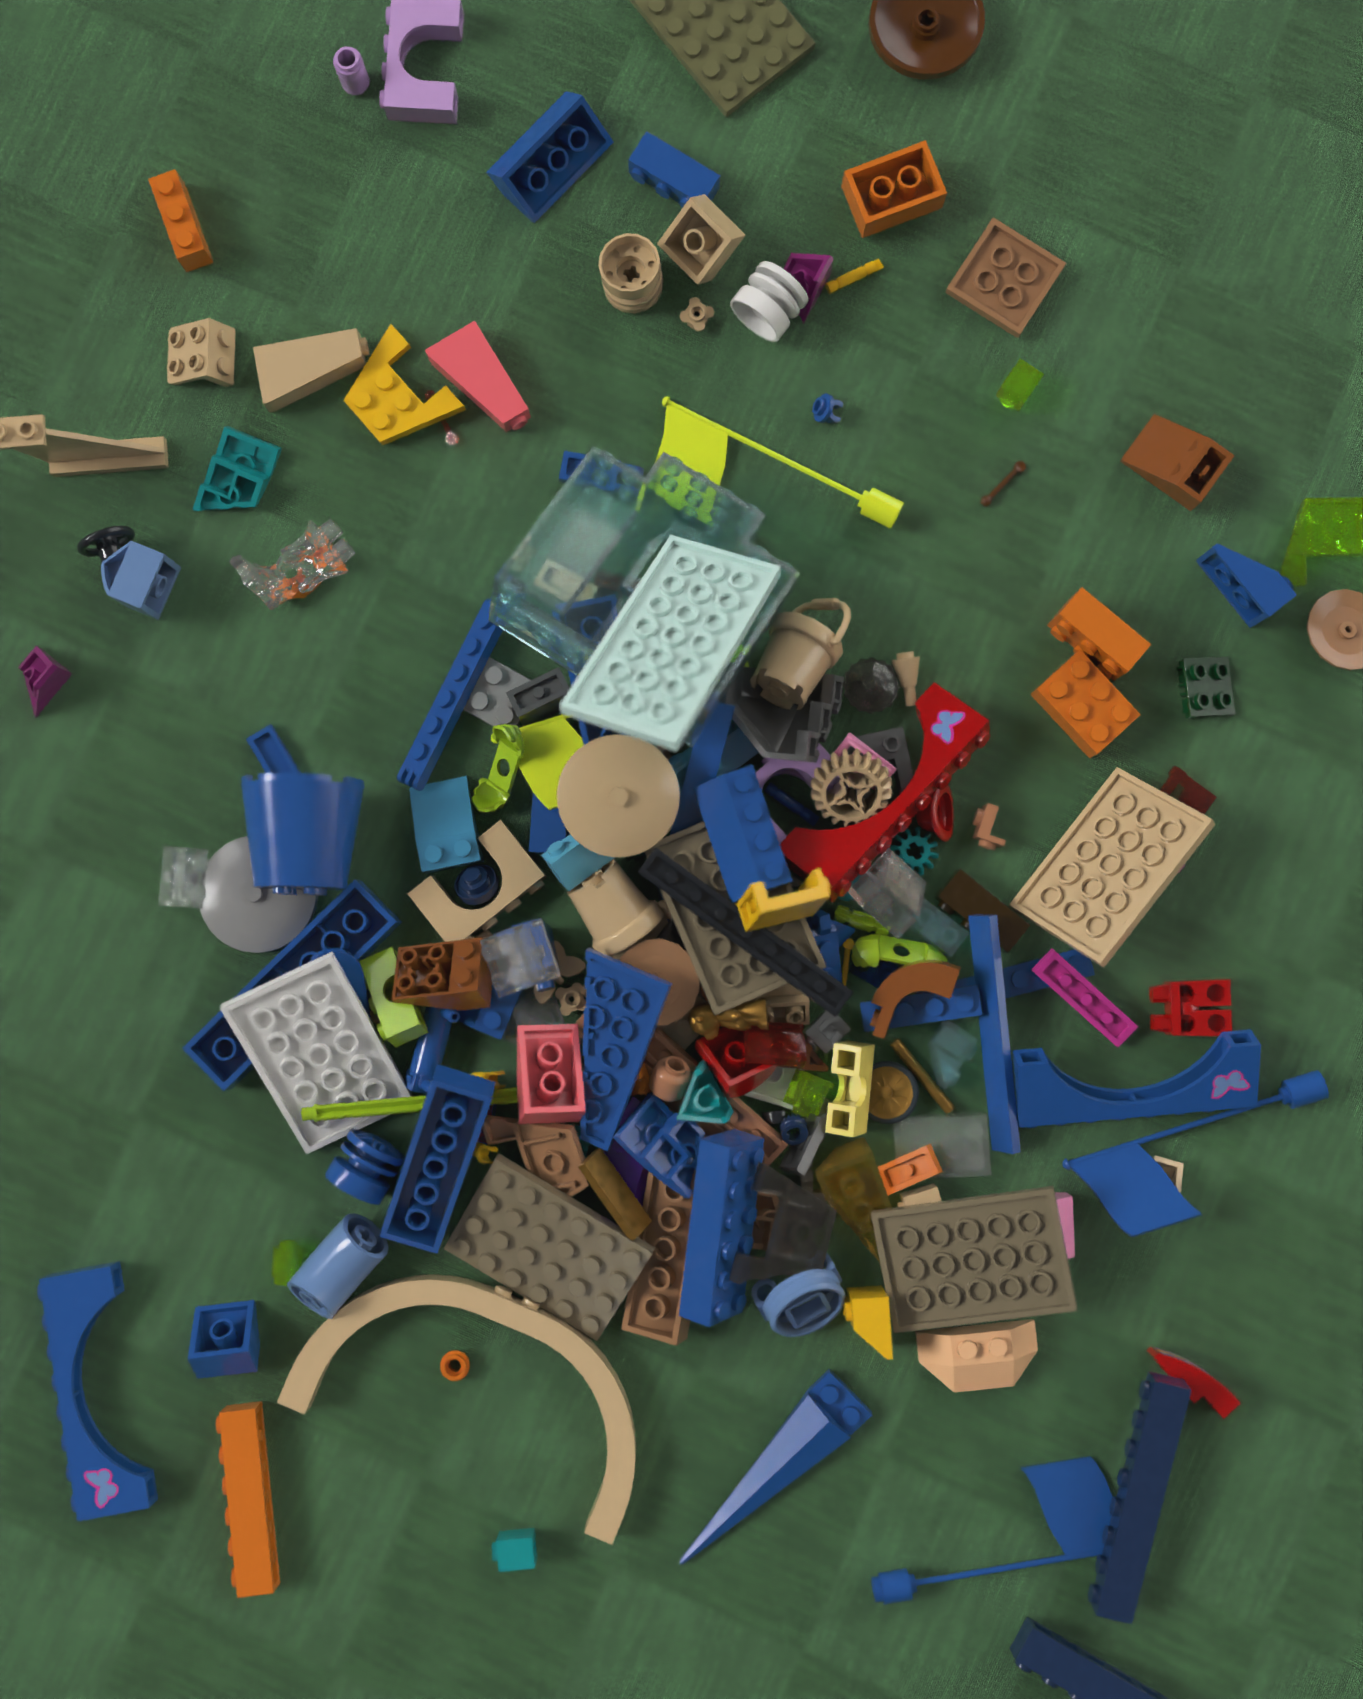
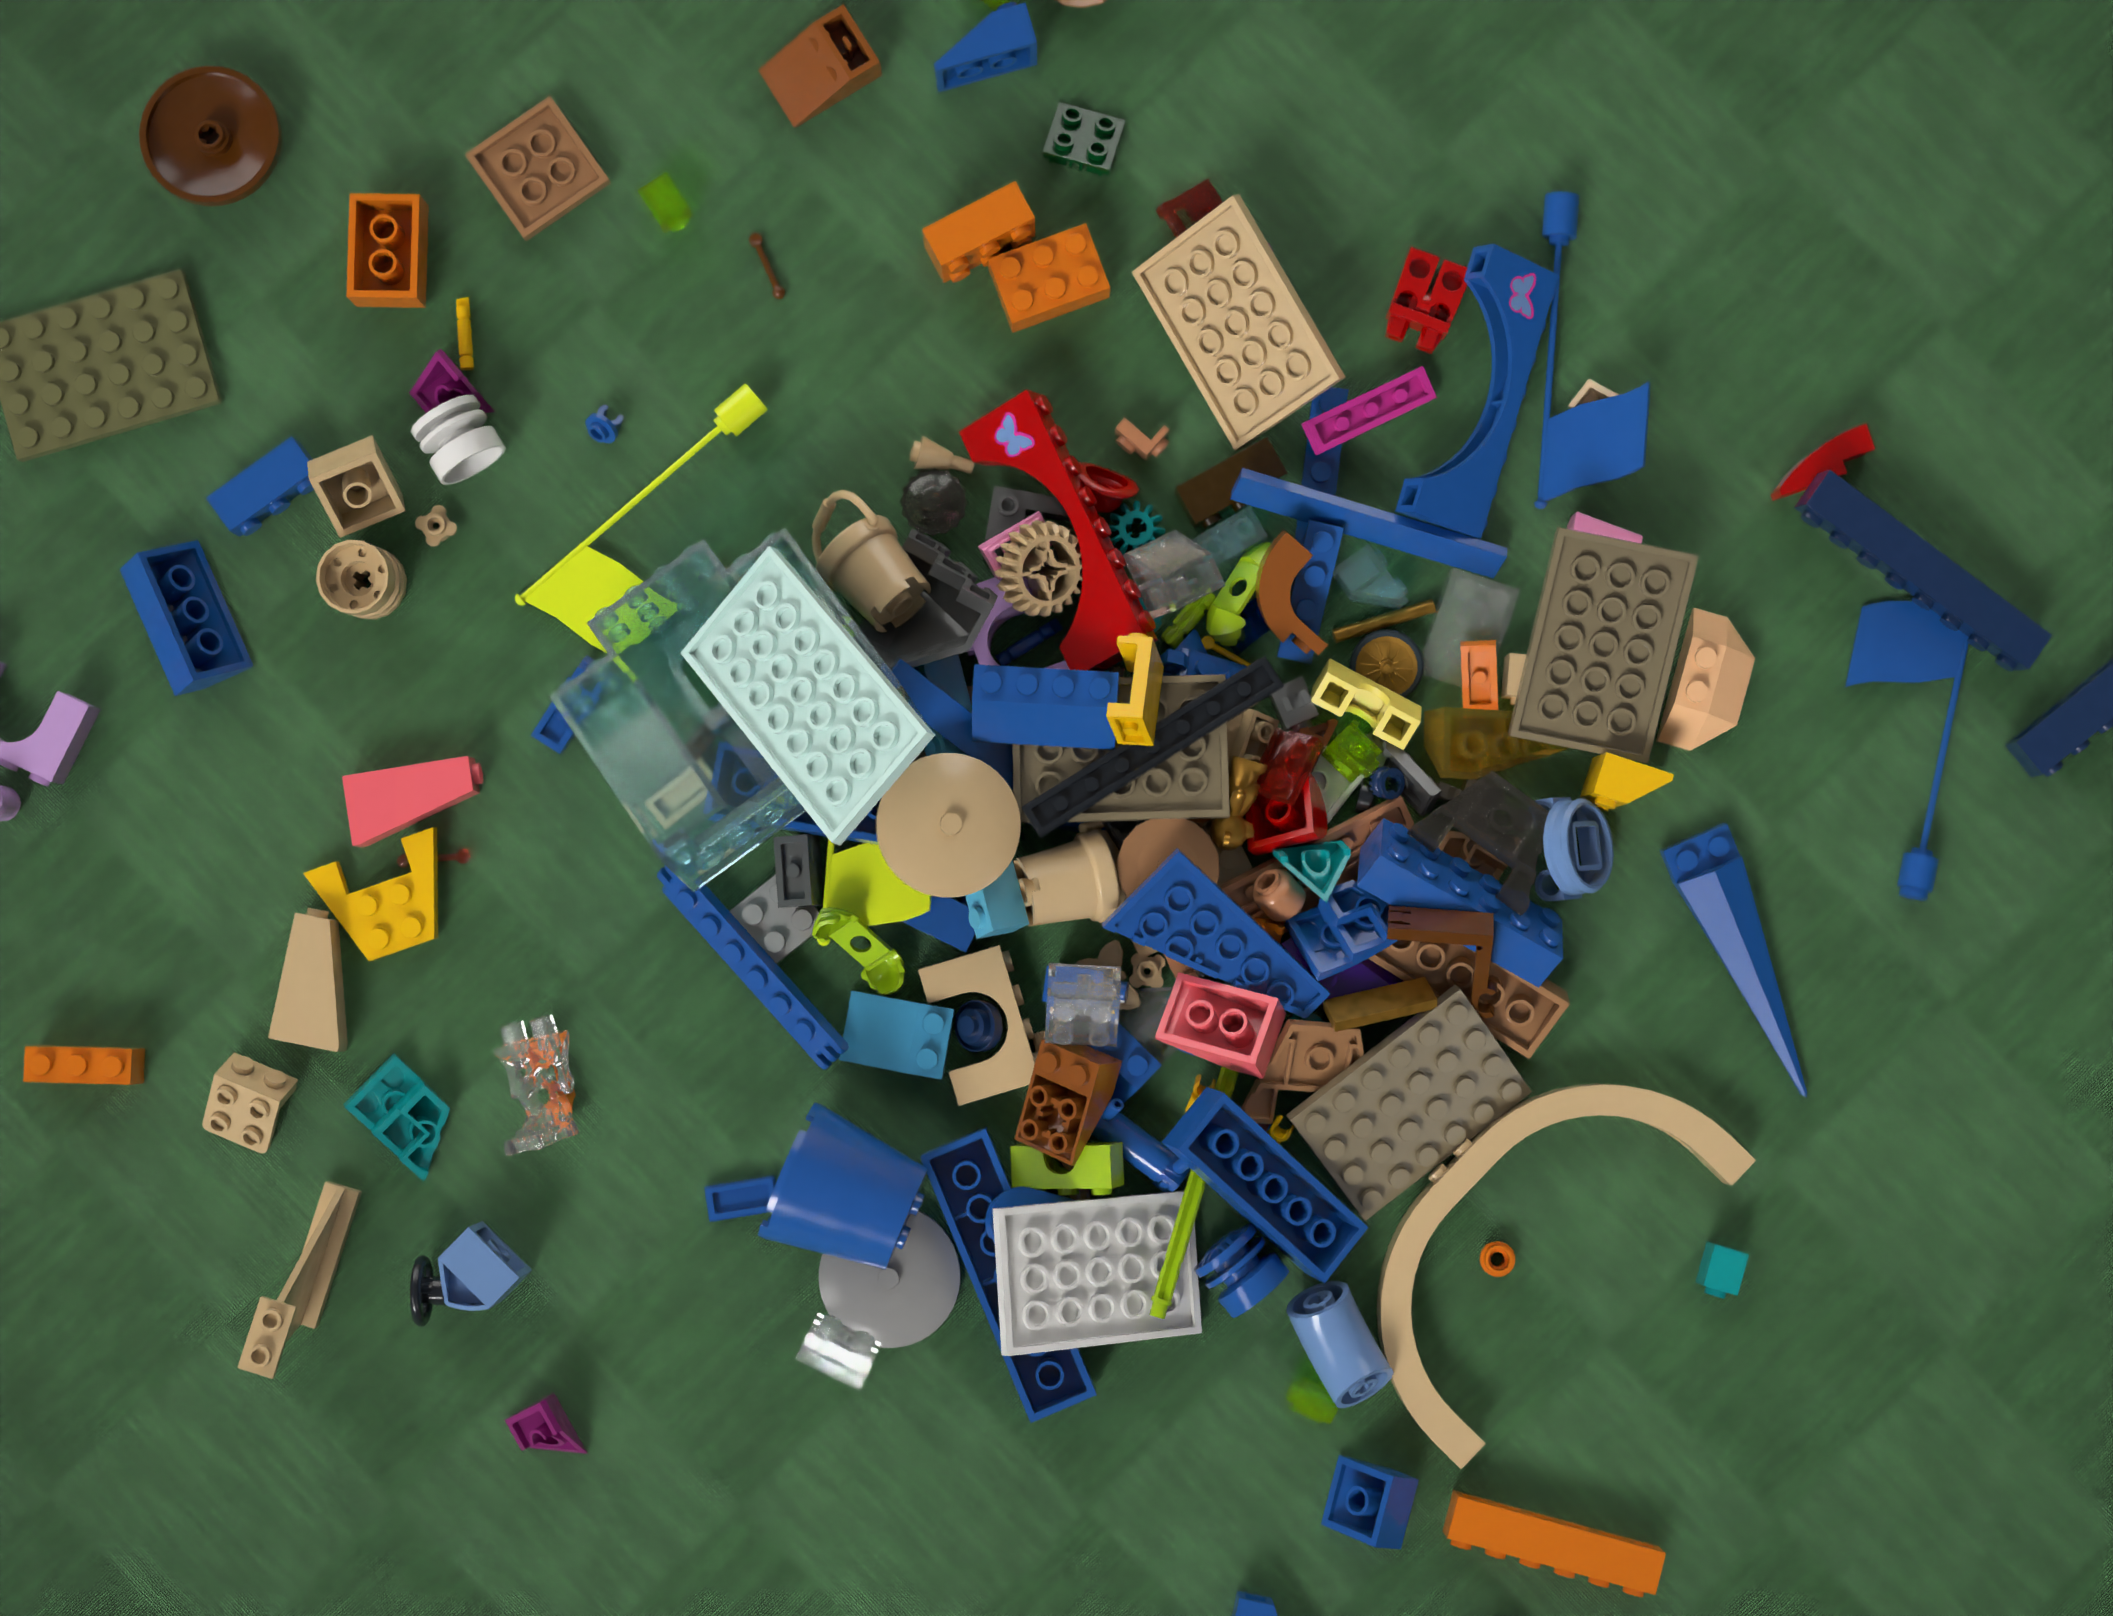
camera: 75 degrees left, 0 degrees up
(695, 1228) = (1451, 928): none -> reddish brown hinge

